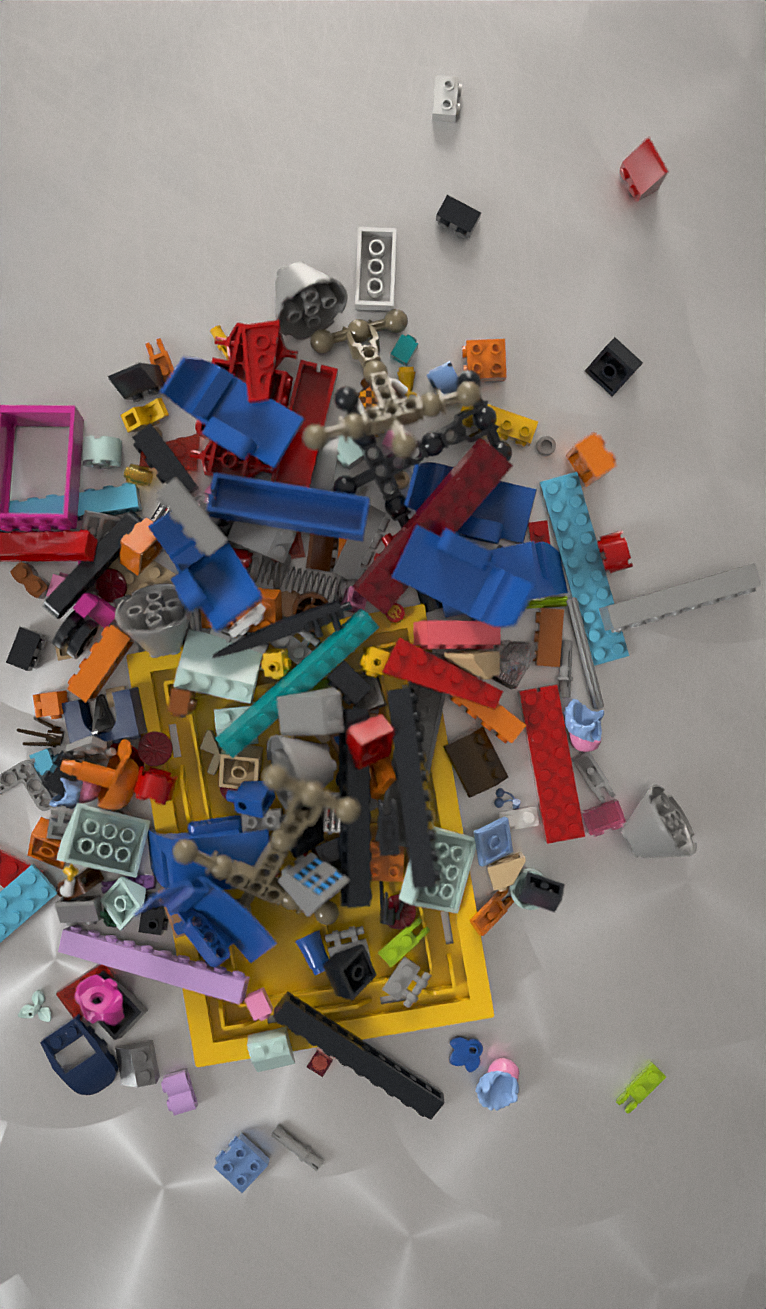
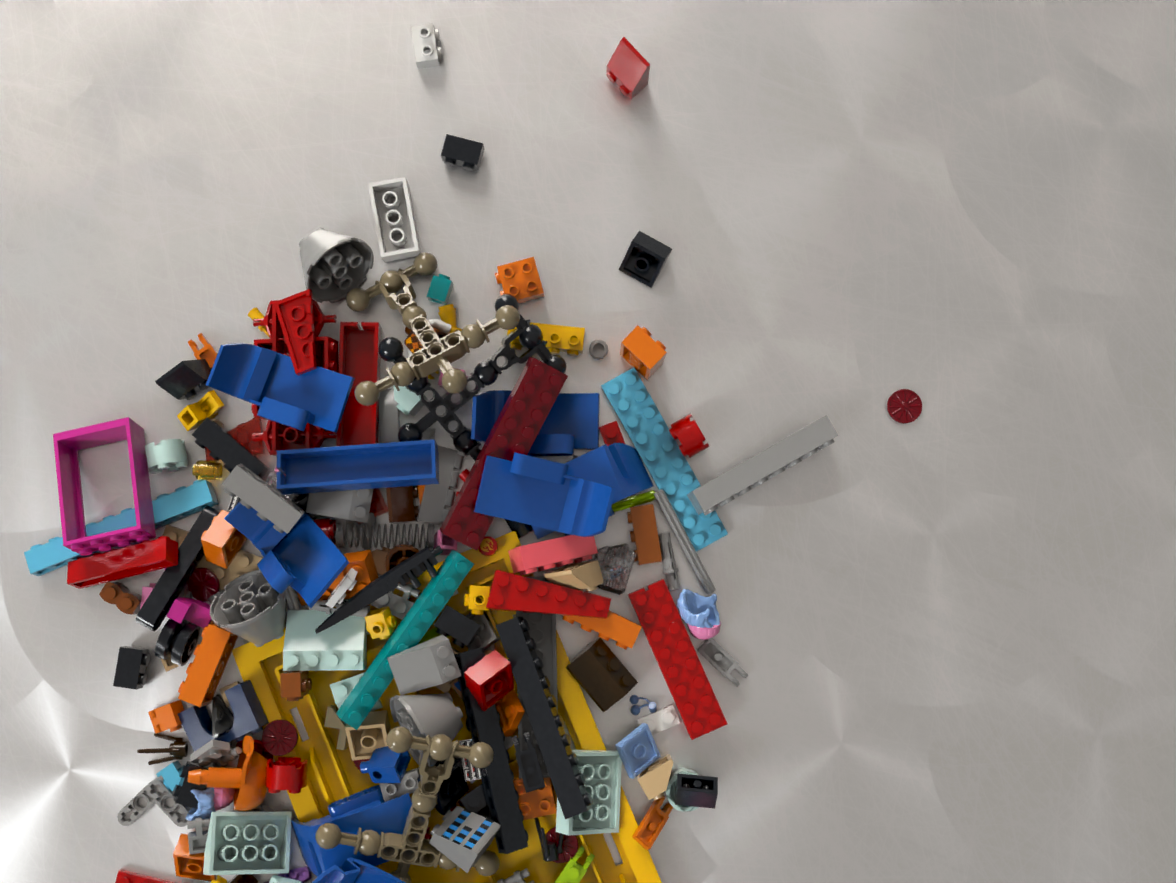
camera: 15 degrees left, 5 degrees down
(99, 523) = (177, 526): light grey wing -> none
(402, 479) = (464, 414): tan tile -> none
(443, 378) = (482, 308): medium blue brick -> none
(603, 817) = (741, 700): clear pink brick -> none
(659, 827) = (798, 697): light grey cone -> none

